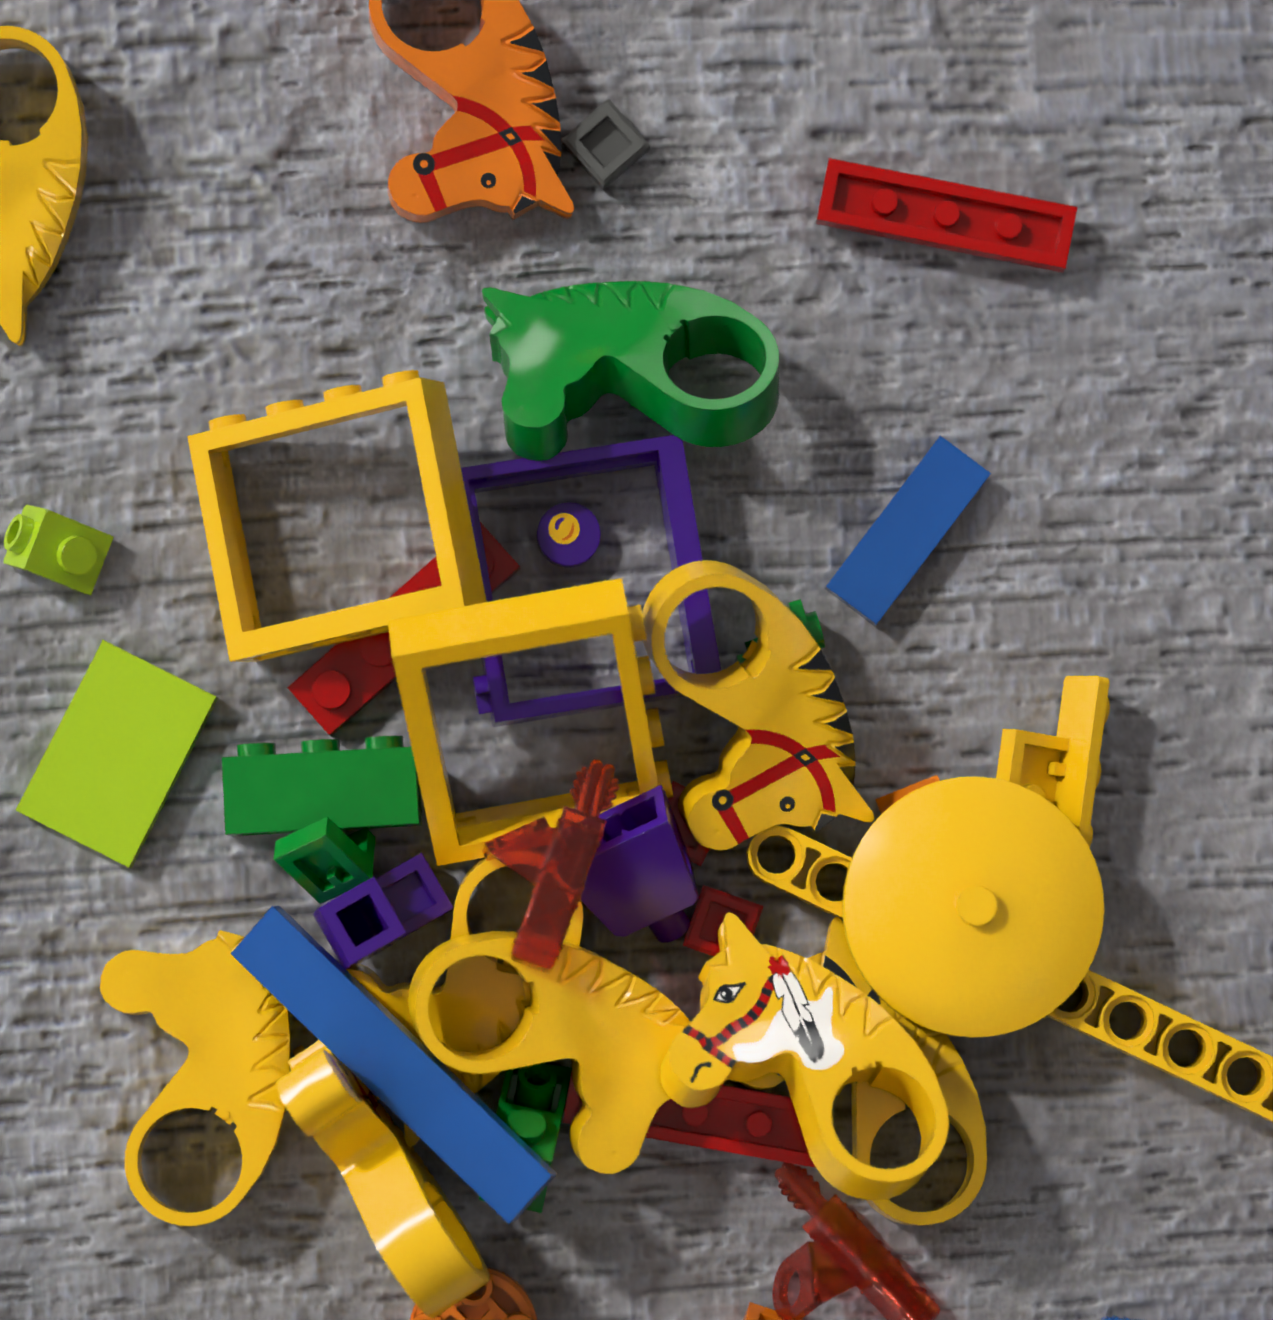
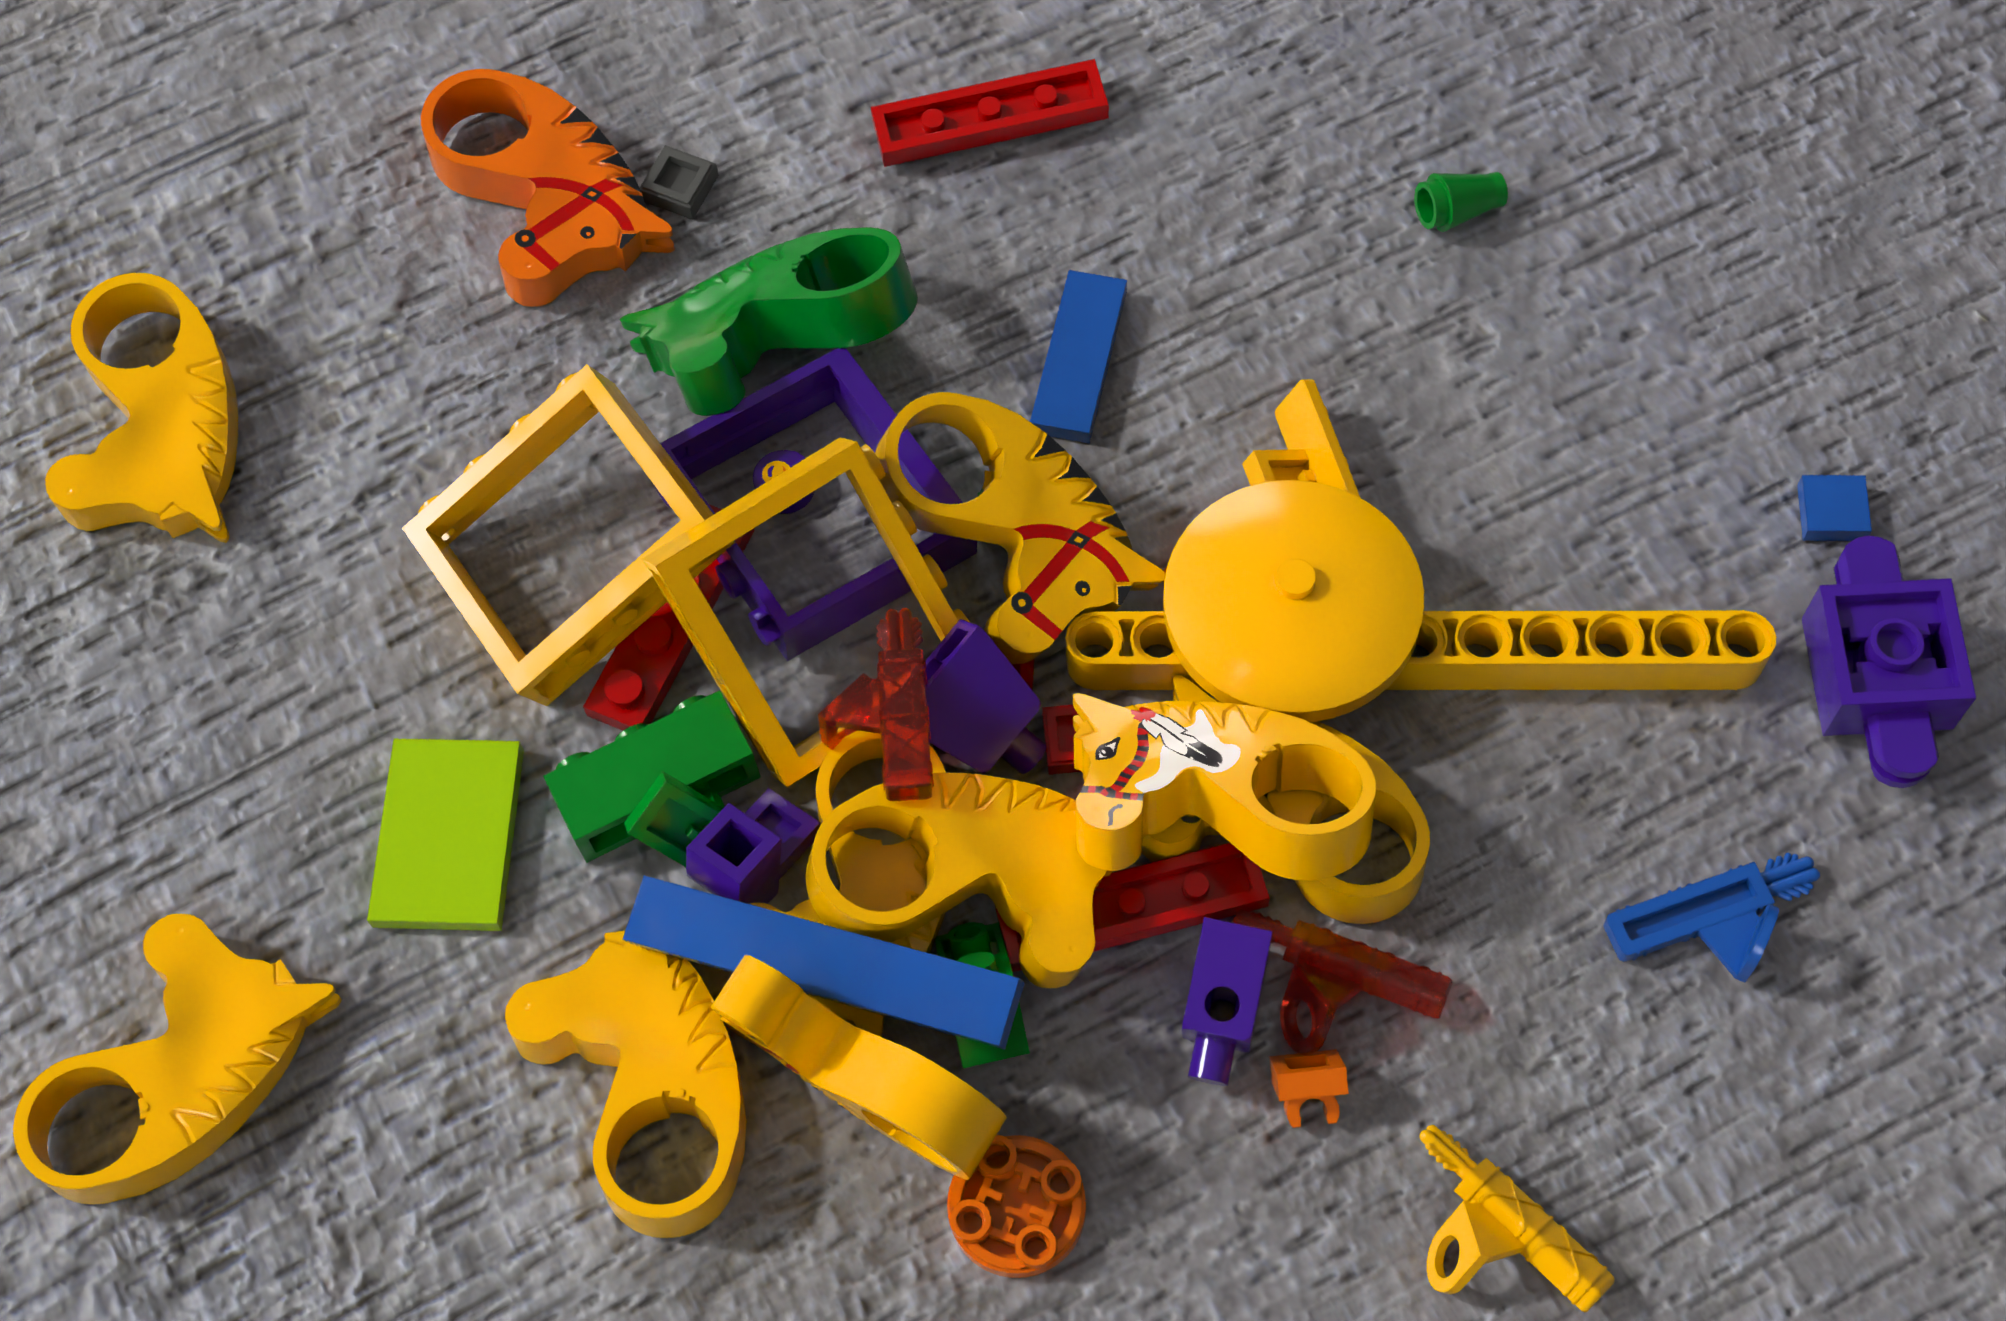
camera: 20 degrees left, 20 degrees down
(56, 548) = (320, 680): lime bracket -> none
(745, 1224) = (1227, 969): none -> dark purple torso

